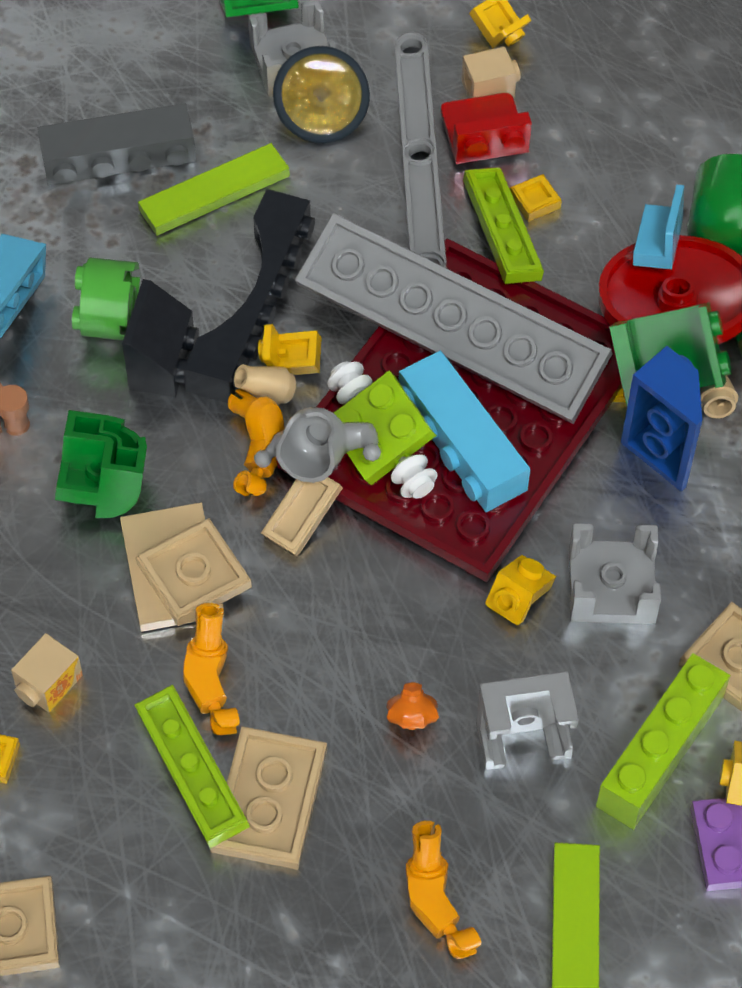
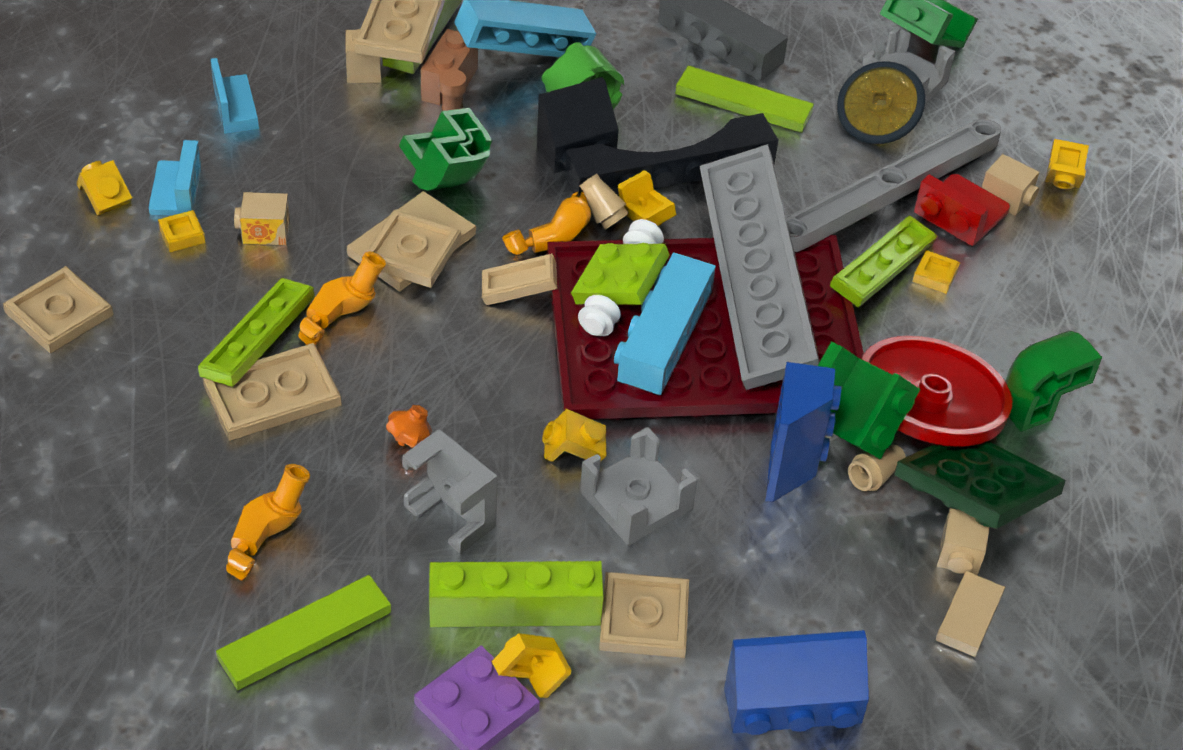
camera: 50 degrees right, 10 degrees down
(316, 444) = (566, 240): light grey piece -> none
(660, 233) = (978, 348): medium azure panel -> none

